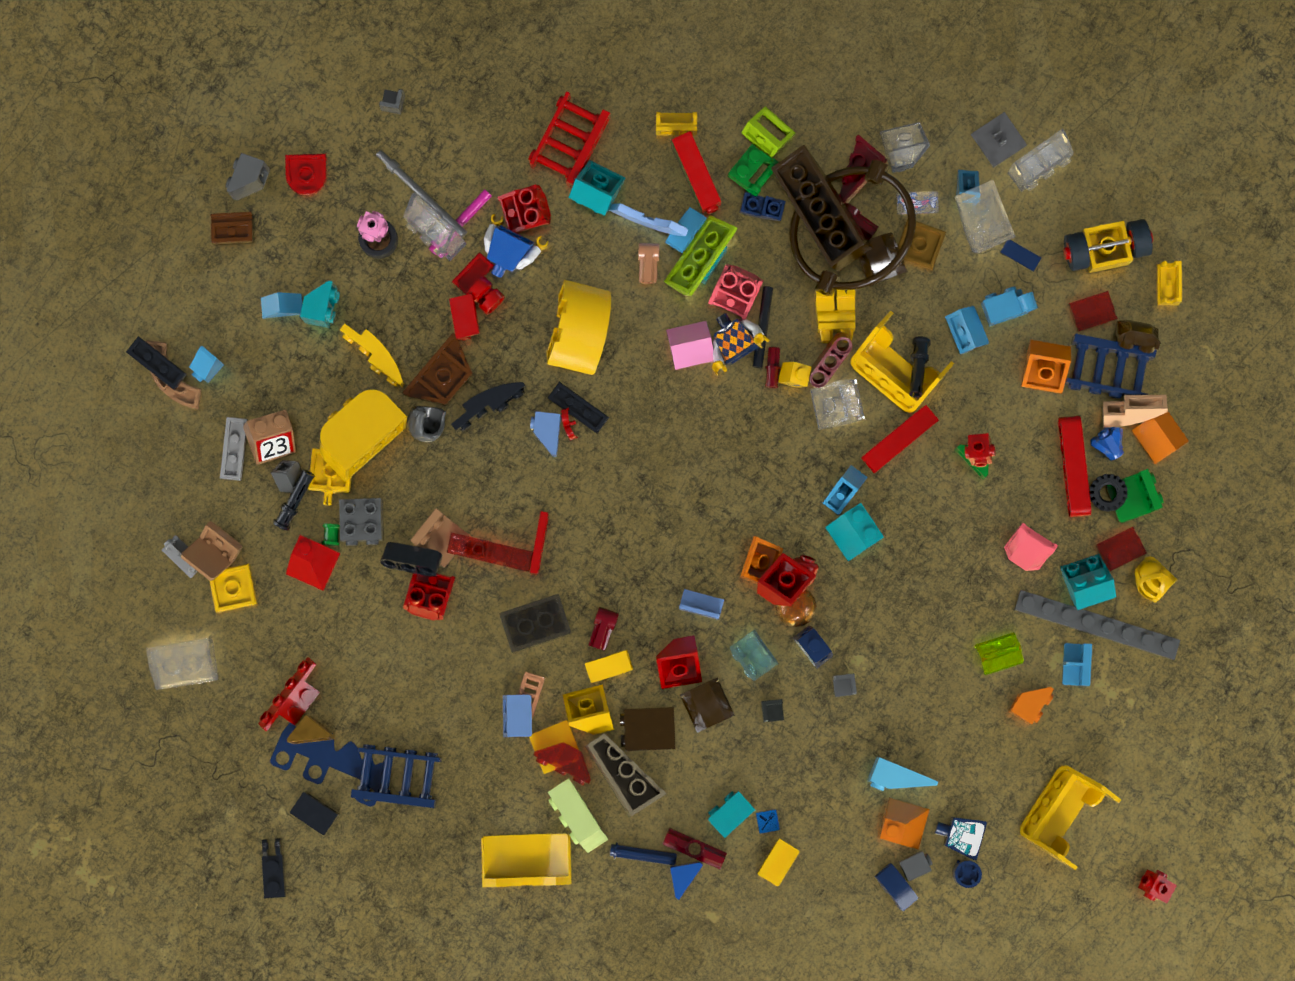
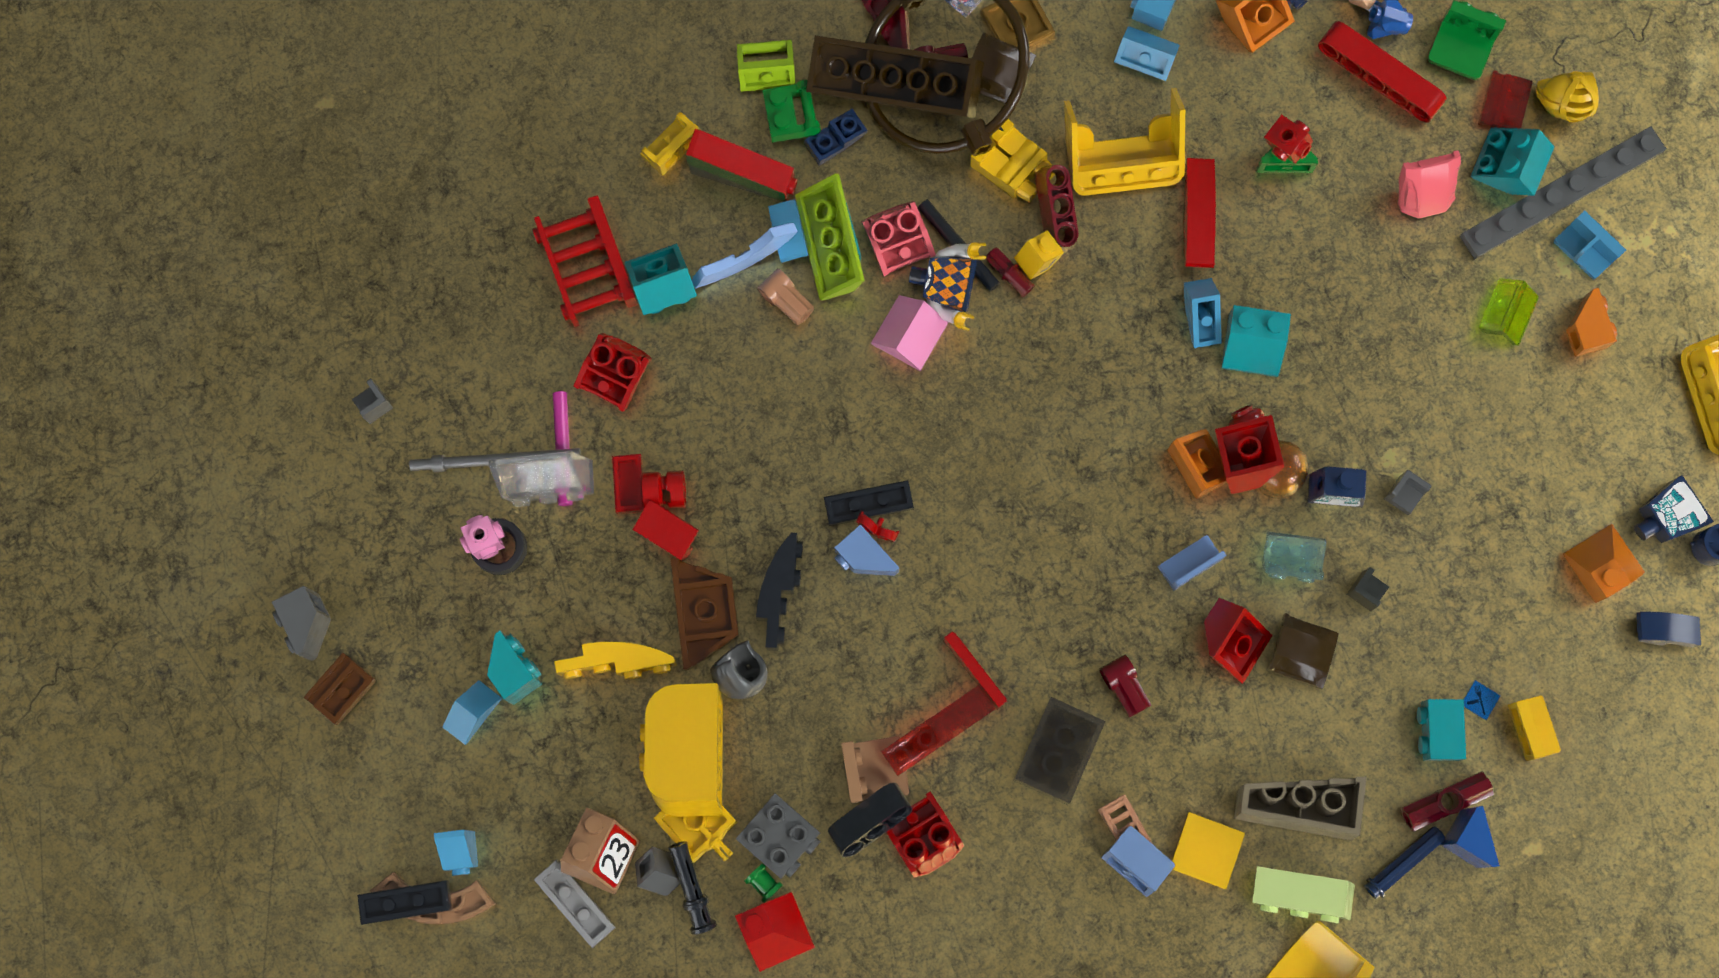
camera: 50 degrees left, 5 degrees down
(306, 172) = (358, 559): red tile -> none
(508, 248) = (638, 422): blue torso -> none
(566, 760) = (1234, 852): clear red slope -> none
(581, 327) = (790, 422): yellow panel -> none
(588, 710) = (1200, 778): yellow slope -> none
(608, 666) = (1171, 715): yellow slope -> none
(648, 729) = (1276, 735): dark brown brick -> none
(837, 404) = (1107, 242): clear slope -> none
(892, 776) = (1545, 531): medium azure slope -> none
(916, 865) = (1662, 589): dark grey brick -> none
(919, 358) = (1136, 120): black pin -> none
(1117, 483) = (1447, 46): black tyre -> none

